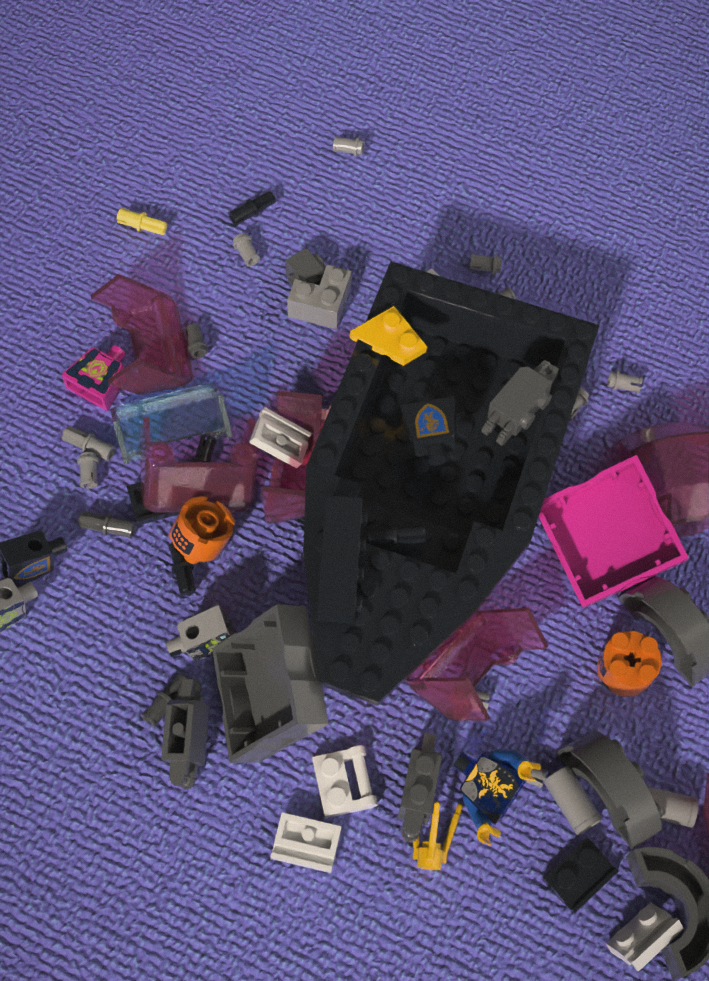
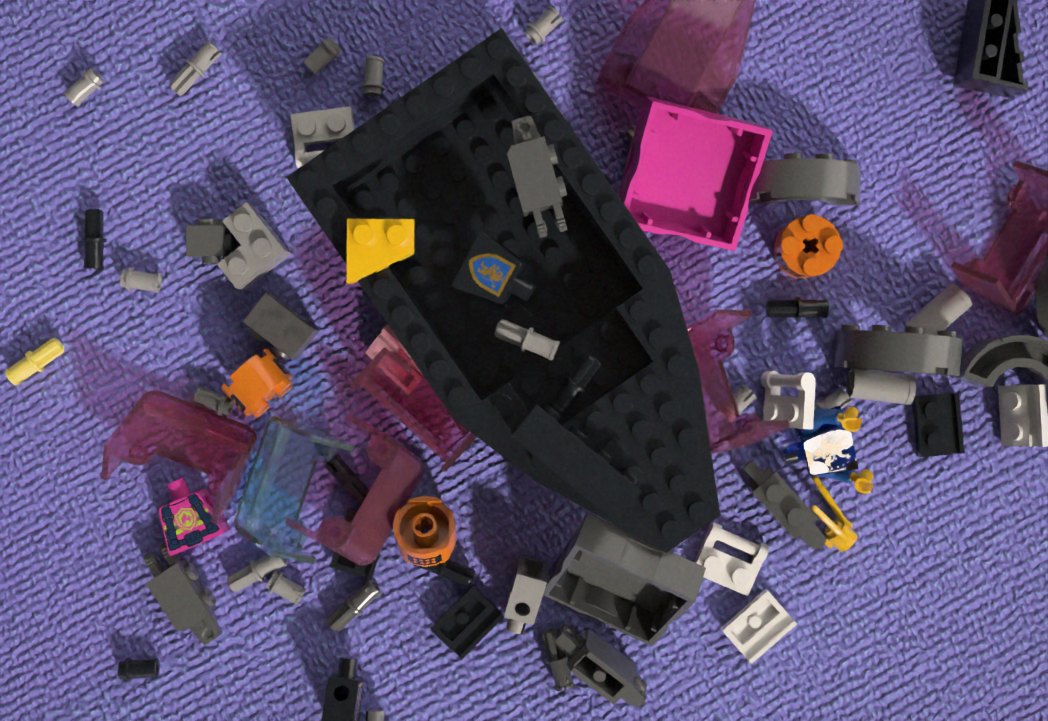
camera: 55 degrees left, 25 degrees up
(35, 405) = (183, 596): none -> dark grey hinge
(150, 612) = (467, 621): none -> black plate
(230, 355) = (258, 383): none -> orange brick
(280, 349) = (280, 327): none -> flat silver piece
(280, 437) = (386, 402): white plate -> none
(402, 484) = (526, 339): none -> light grey axle
(413, 197) = (194, 68): none -> light grey axle
(499, 732) = (797, 410): none -> white plate
(578, 693) = (797, 308): none -> black axle

